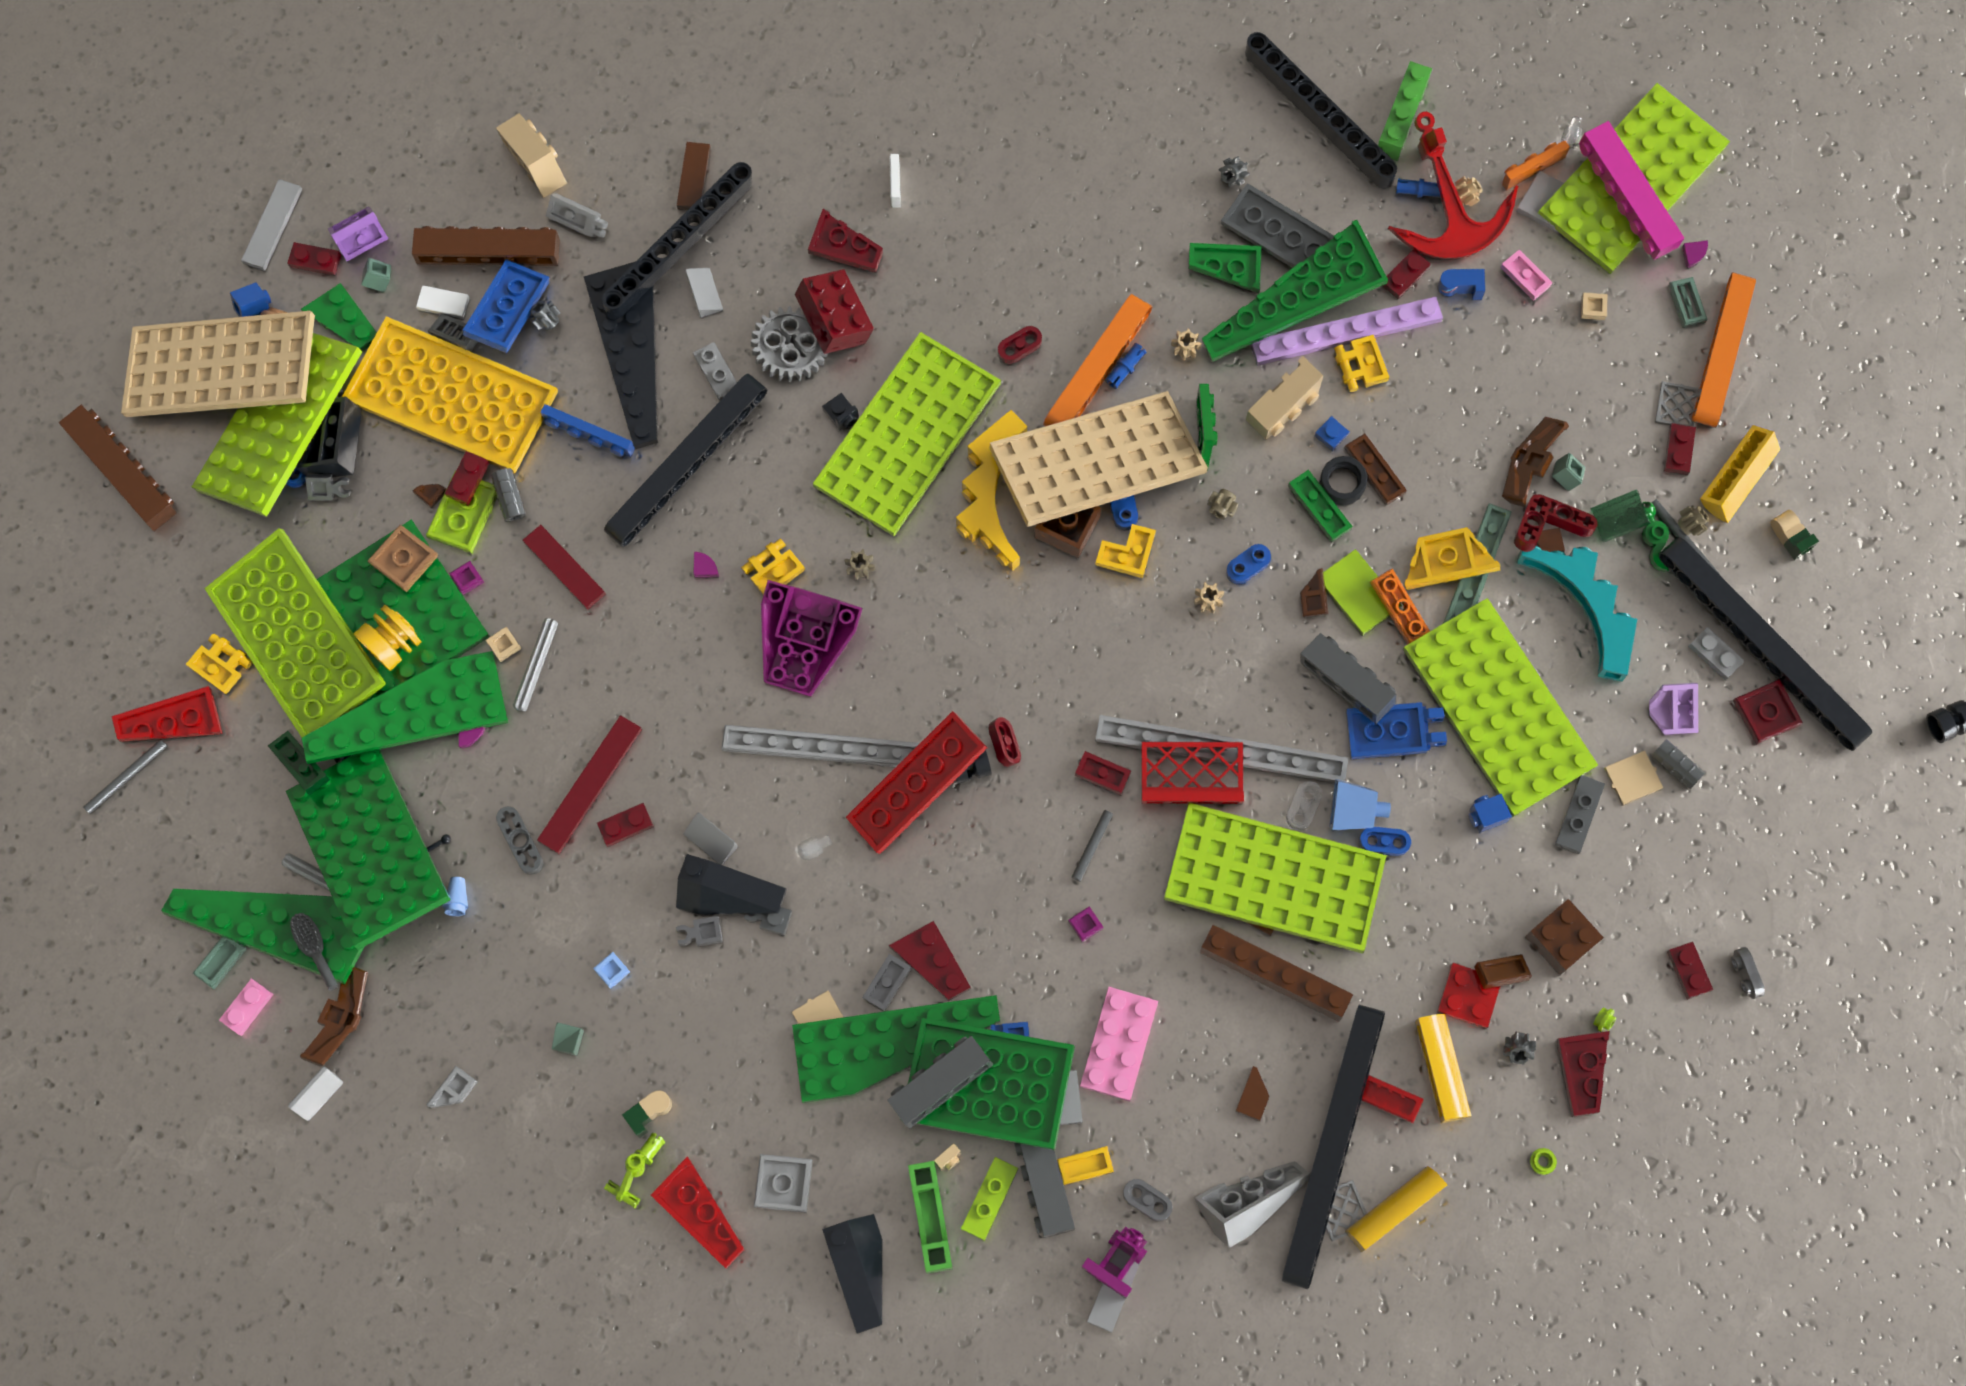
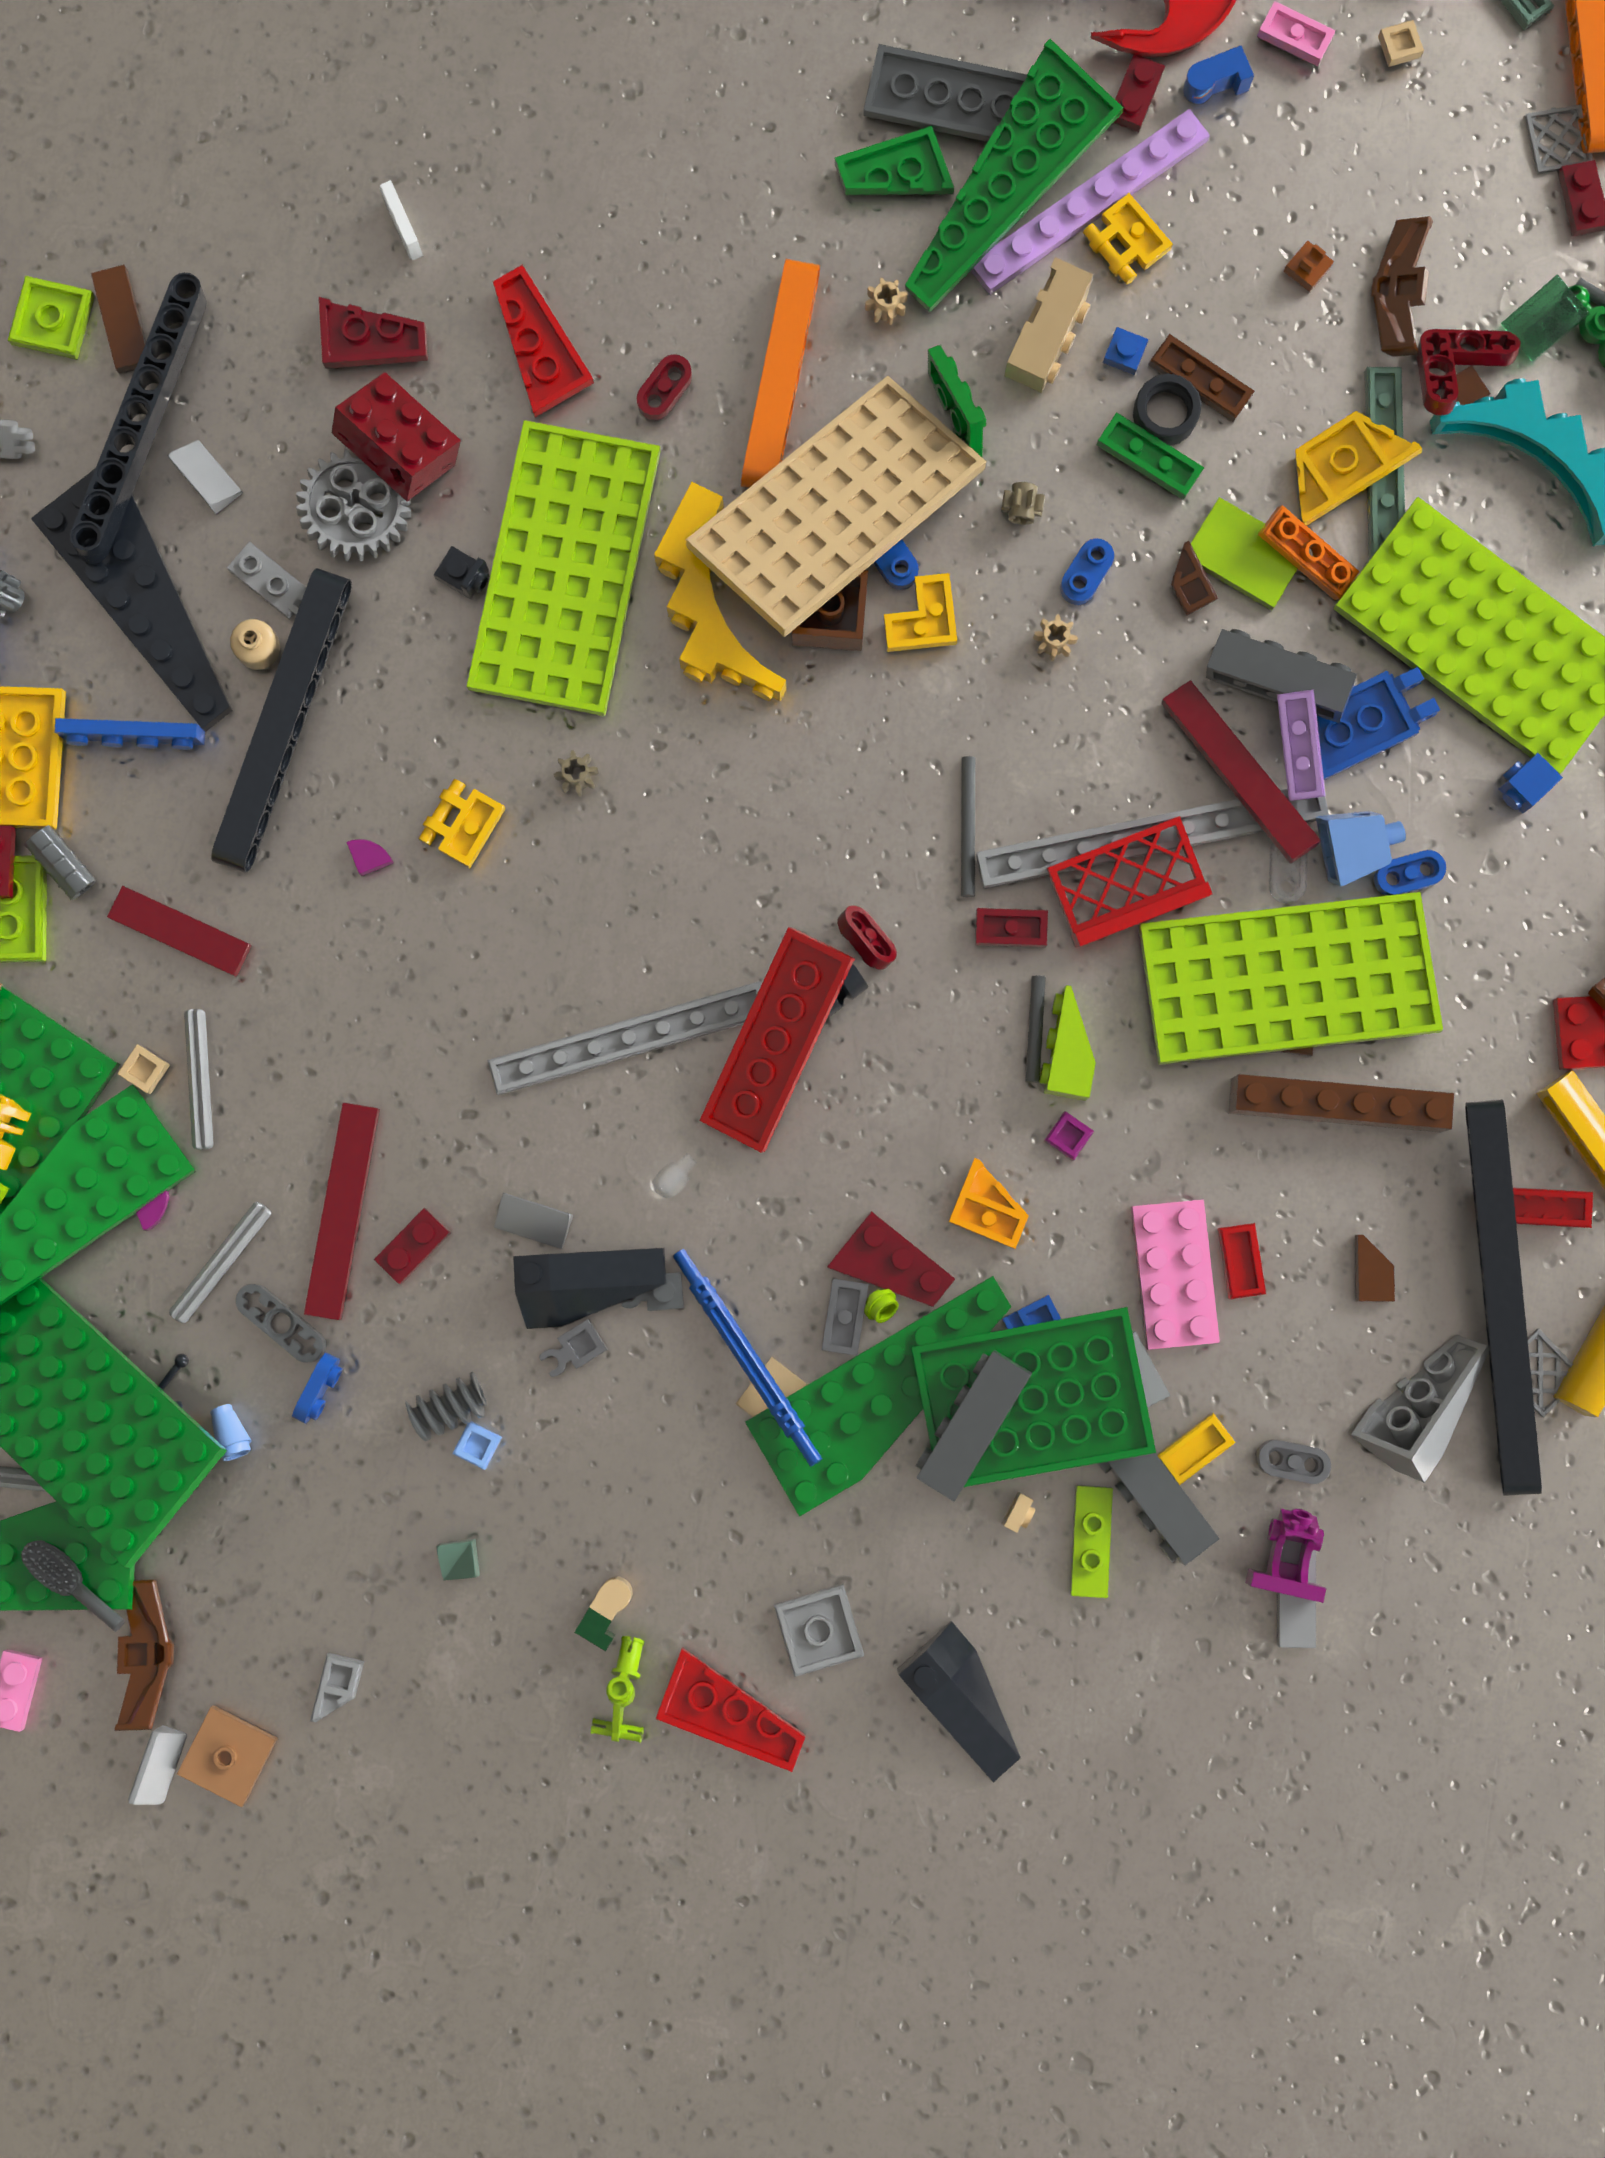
camera: 25 degrees left, 10 degrees up
(363, 1106) = (227, 1756): none -> medium nougat plate
(466, 577) = (53, 997): magenta tile -> none
(497, 786) = (220, 1262): none -> light grey axle
(517, 896) = (310, 1402): none -> blue plate
(602, 936) = (447, 1408): none -> dark grey piece
(650, 159) = (51, 317): none -> lime tile
(689, 406) = (255, 644): none -> tan head
(803, 635) = (541, 898): magenta wedge -> none
(811, 982) = (747, 1357): none -> blue axle
(914, 984) = (881, 1305): none -> lime plate
(930, 1217) = (1029, 1600): bright green arch -> none
(951, 293) = (542, 349): none -> red wing
(1011, 949) = (988, 1208): none -> light orange wing
(1102, 697) = (968, 826): none -> dark grey bar
(1105, 876) = (1071, 1057): none -> lime slope
(1125, 365) = (817, 362): blue pin -> none
(1168, 1053) = (1241, 1261): none -> red tile
(1234, 171) = (860, 28): dark grey gear -> none
(1296, 730) = (1240, 772): none -> dark red tile
(1341, 727) = (1301, 745): none -> lavender tile
(1476, 424) = (1309, 266): none -> dark orange tile
(1568, 471) = (1454, 284): sand green slope -> none

